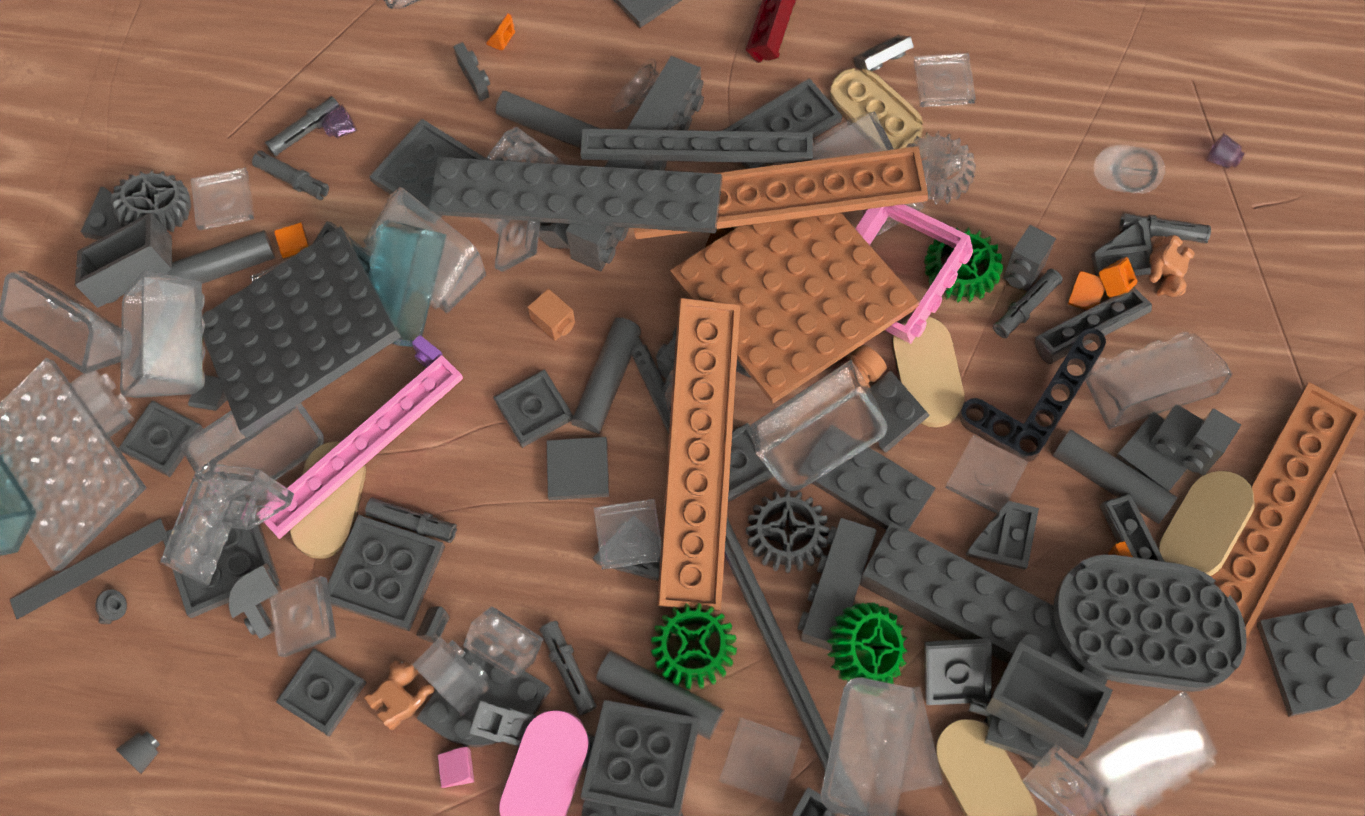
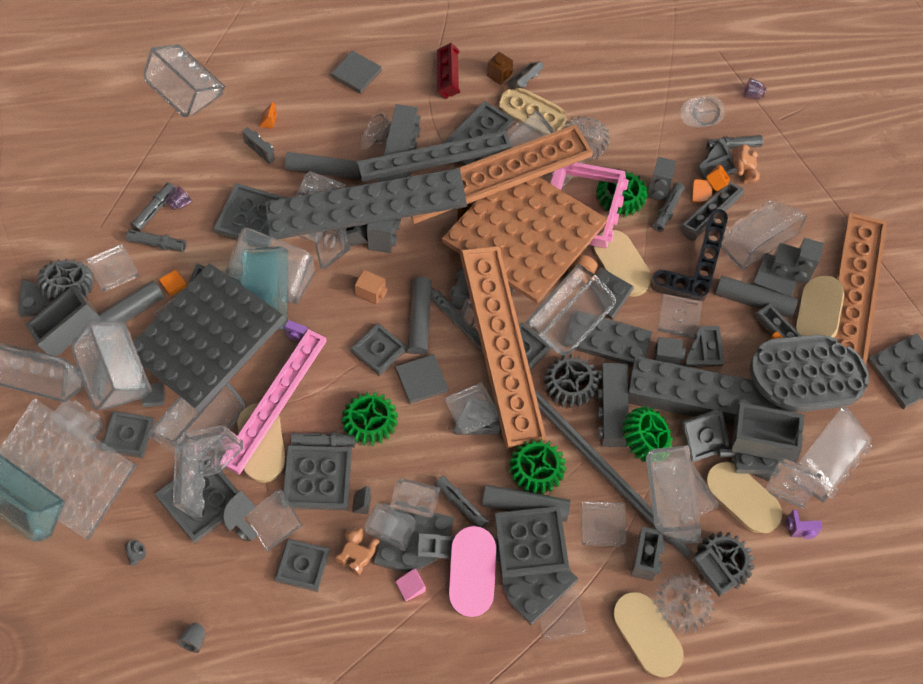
camera: 25 degrees left, 5 degrees down
(88, 568) = (109, 532): dark grey sticker -> none
(492, 485) = (354, 413): none -> green gear
(848, 34) = (500, 68): none -> reddish brown brick
(944, 80) = (569, 83): clear tile -> none
(949, 526) = (669, 350): none -> dark grey brick

